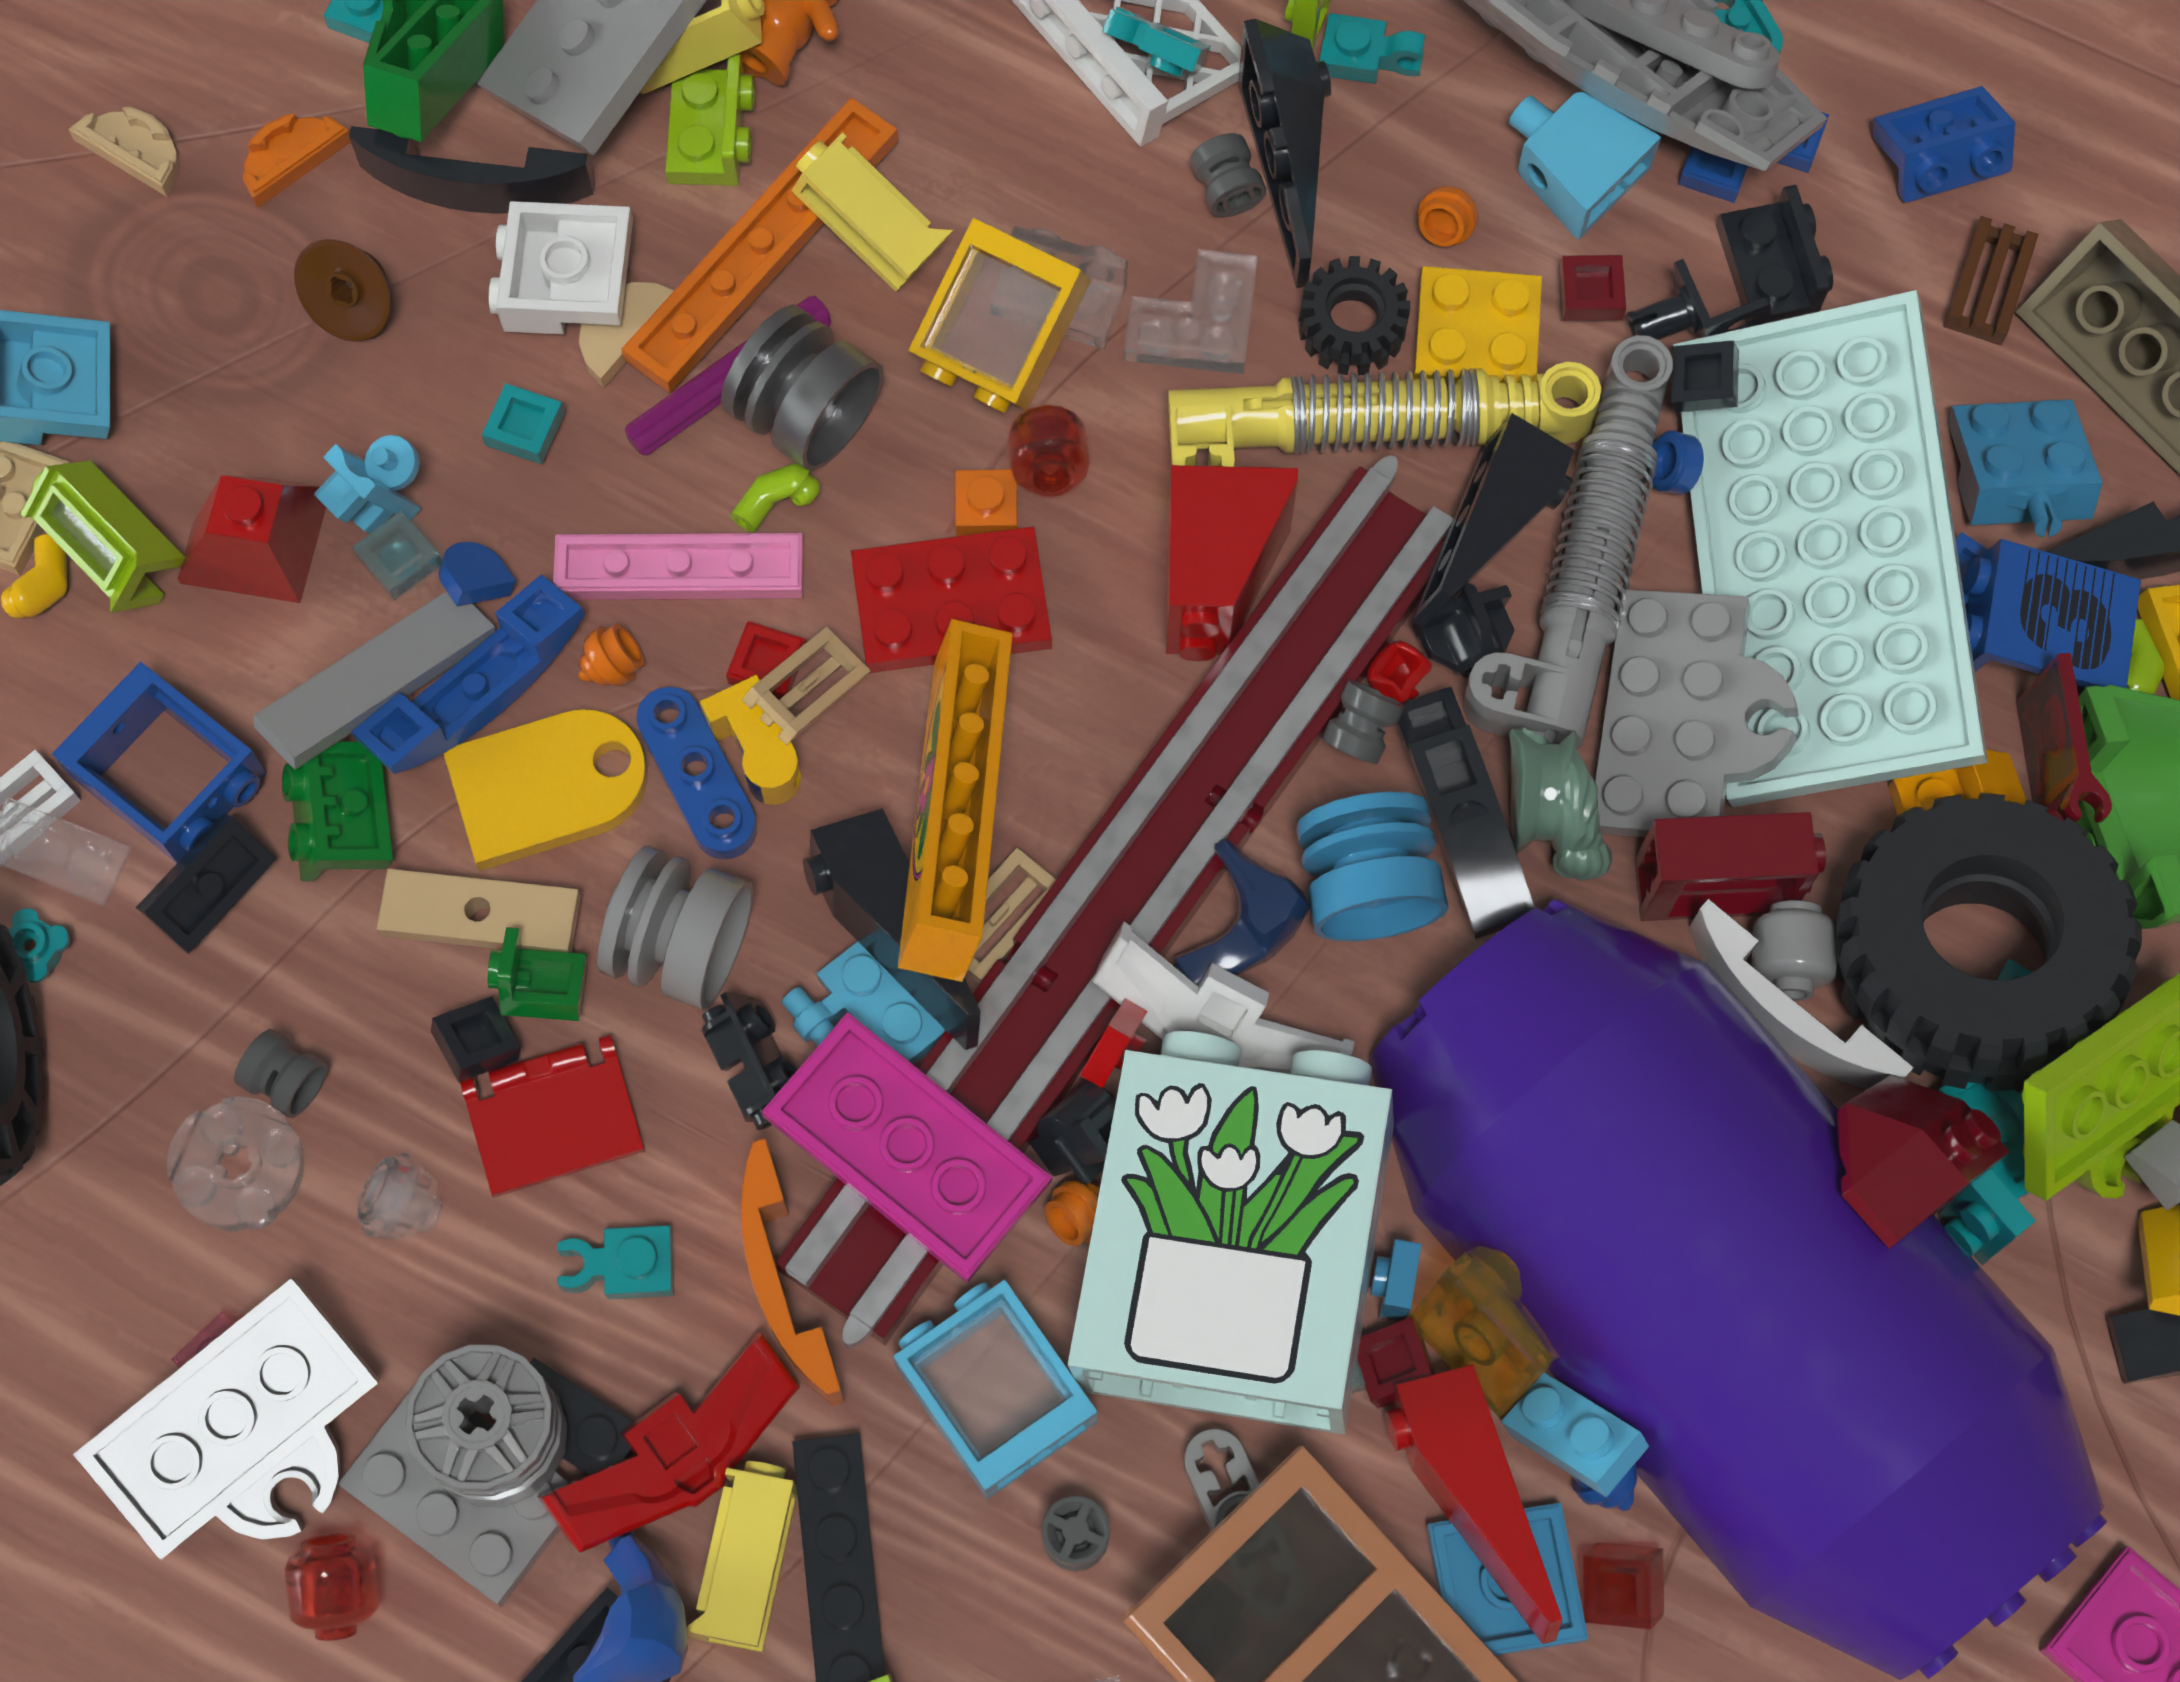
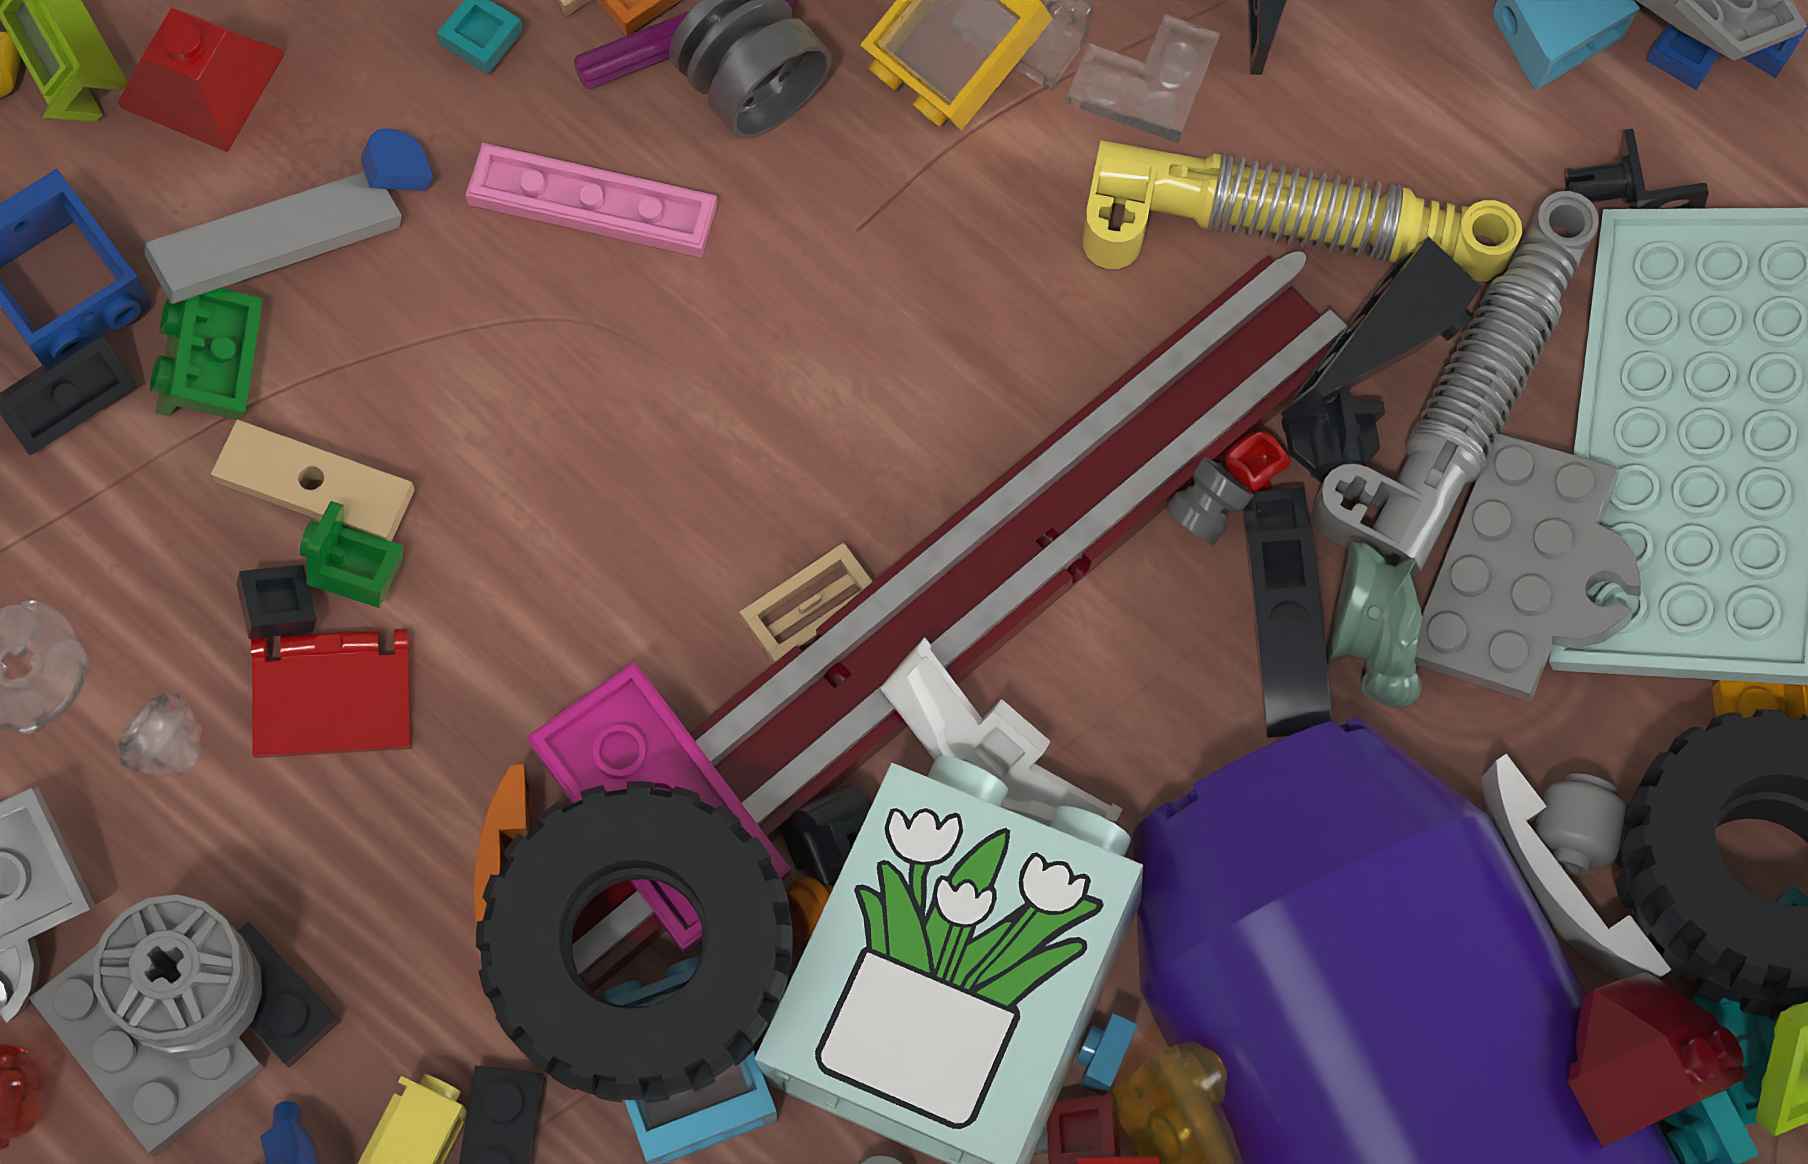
camera: 10 degrees right, 0 degrees up
(280, 1073) = (83, 589): dark grey wheel -> none
(367, 487) = (316, 55): medium azure hips -> none
(397, 555) = (328, 127): clear light blue plate -> none
(477, 687) = (371, 269): blue slope -> none
(542, 786) = (406, 376): yellow tile -> none
(610, 657) = (503, 269): orange plate -> none
(631, 1264) = (366, 855): teal plate -> none
(662, 922) = (491, 539): light grey wheel -> none
(676, 1452) = (359, 1049): red plate -> none
(699, 796) = (559, 420): blue plate -> none
(743, 1033) = (532, 657): black hinge -> none
(761, 652) = (651, 309): red tile -> none
(767, 761) = (626, 395): yellow leg -> none
(770, 488) = (696, 147): lime arm -> none
(778, 710) = (645, 356): tan tile -> none
(865, 887) = (698, 570): black slope -> none
(871, 996) = (669, 655): medium azure plate -> none
(903, 1180) = (571, 860): none -> black tyre
(917, 588) = (841, 291): red plate -> none
(956, 802) = (790, 484): light orange brick -> none
(985, 501) = (899, 207): orange plate -> none
(1048, 450) = (971, 171): clear red head -> none
(1116, 1039) = (890, 748): red plate -> none
(1220, 550) = (1113, 303): red slope -> none
(1266, 918) = (1067, 669): dark blue animal -> none
(1358, 285) = (1305, 82): black tyre -> none
(1371, 867) = (1181, 642): dark azure wheel -> none
(1447, 216) = (1413, 38): orange plate -> none
(1477, 322) = (1417, 145): yellow plate -> none
(1592, 287) = (1537, 137): dark red plate -> none
(1678, 462) = (1580, 323): blue tile -> none
(1705, 376) = (1627, 245): black plate -> none
(1730, 860) = (1537, 720): dark red window -> none
(1776, 256) = (1726, 147): black bracket -> none

